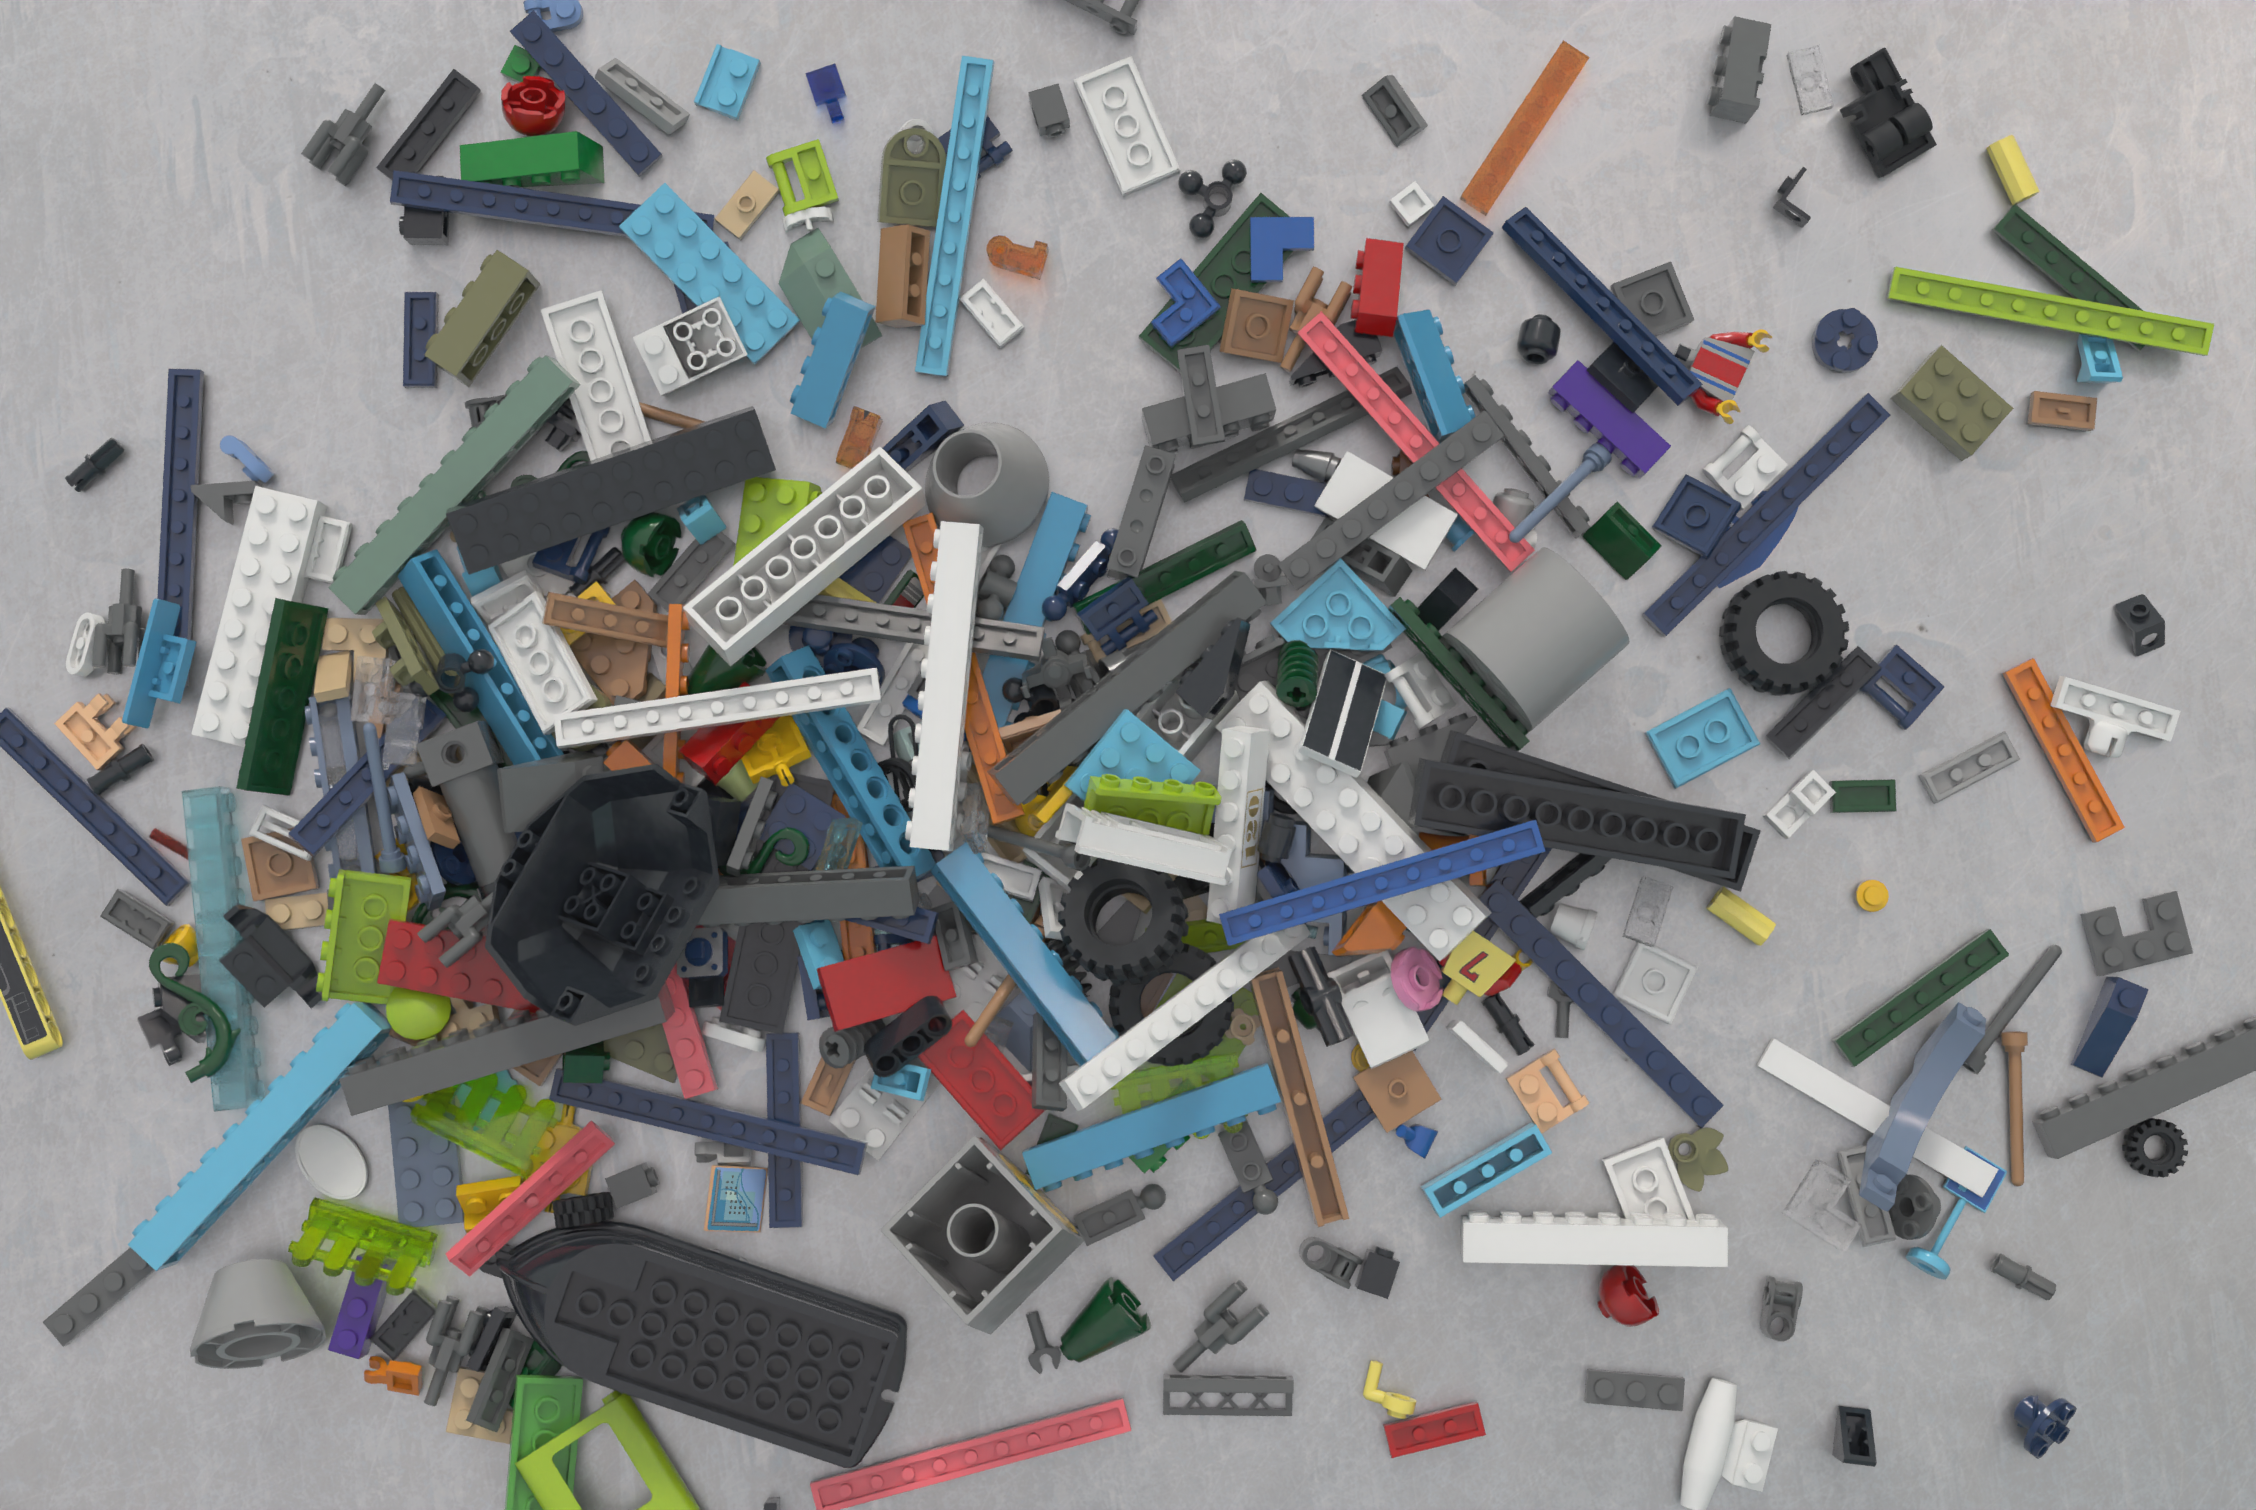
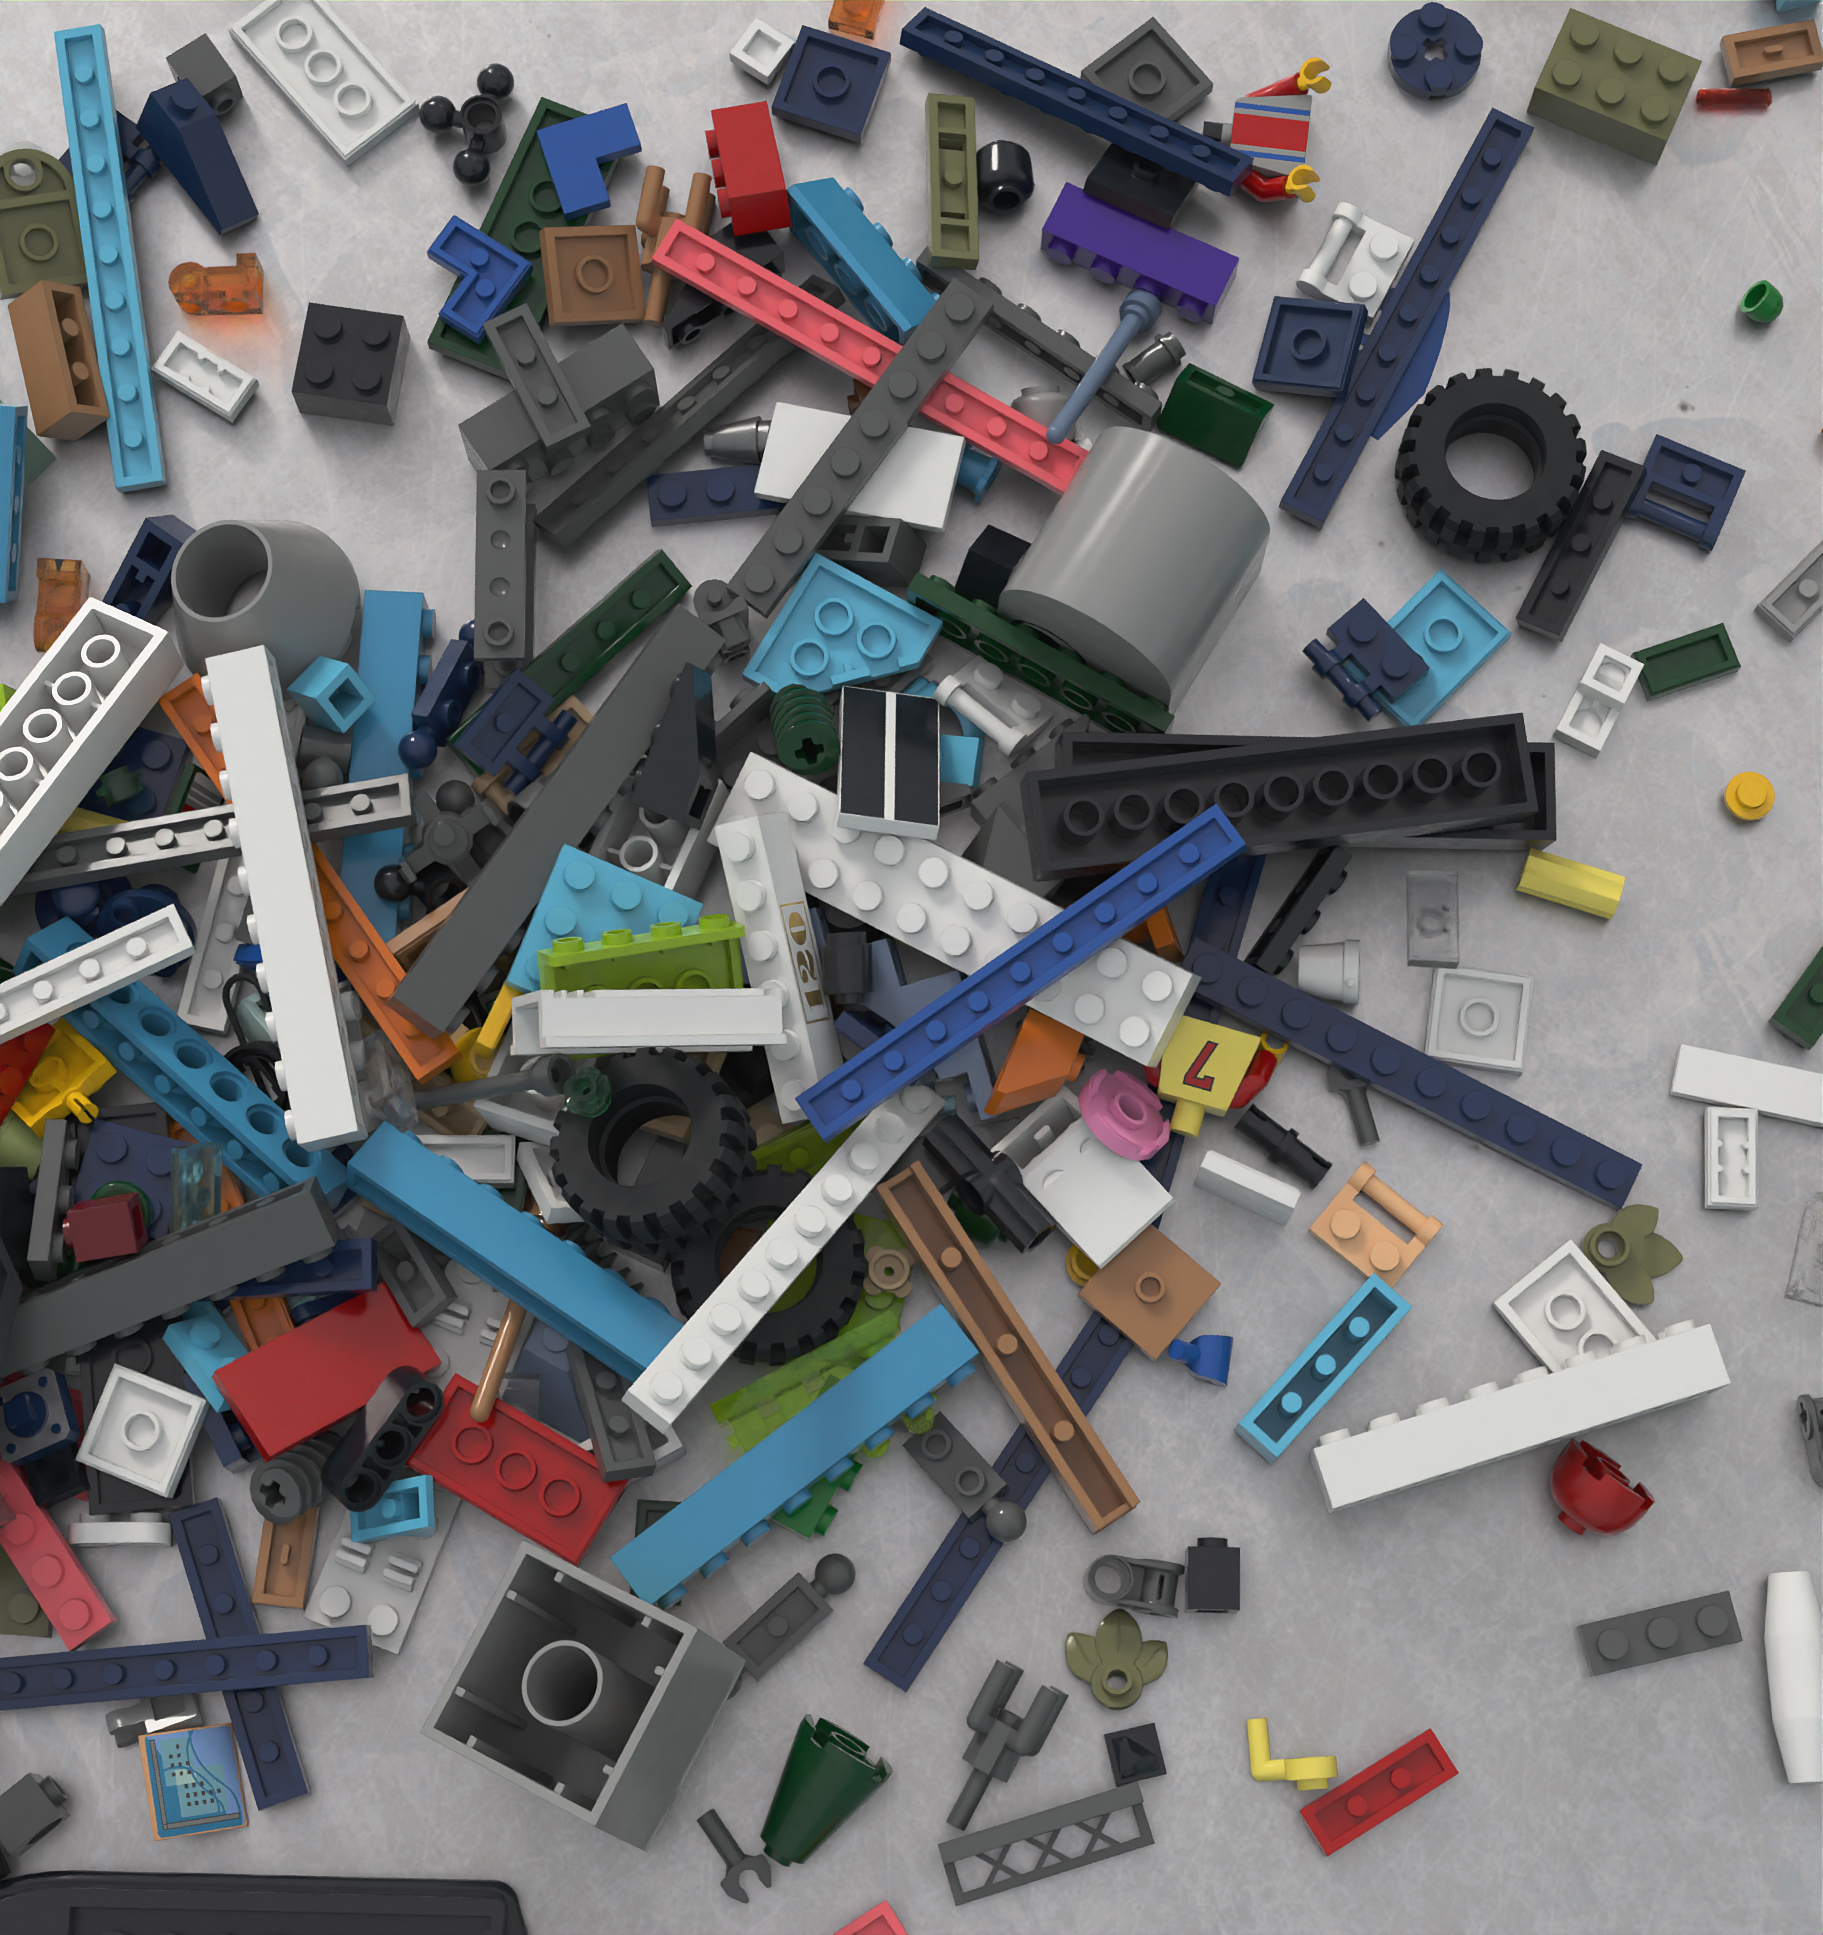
camera: 15 degrees left, 10 degrees down
(765, 983) = (143, 1430): none -> white tile
(778, 857) = (105, 1227): none -> dark red brick
(864, 571) = (119, 786): none -> clear green plate
(1011, 557) = (331, 694): none -> medium azure brick
(1030, 164) = (197, 153): none -> dark blue slope
(1086, 336) = (351, 364): none -> black brick
(1098, 882) = (596, 1100): none -> clear green plate
(1297, 1360) = (1135, 1754): none -> black tile
(1304, 1296) = (1116, 1652): none -> olive plate
(1504, 335) = (951, 181): none -> olive hinge
(1595, 492) = (1155, 359): none -> dark grey pin
(1670, 730) = (1375, 651): none -> dark blue plate
(1779, 1118) = (1731, 1158): none -> white plate
(1995, 577) = (1762, 302): none -> green hinge
(2027, 431) = (1734, 96): none -> clear red piece

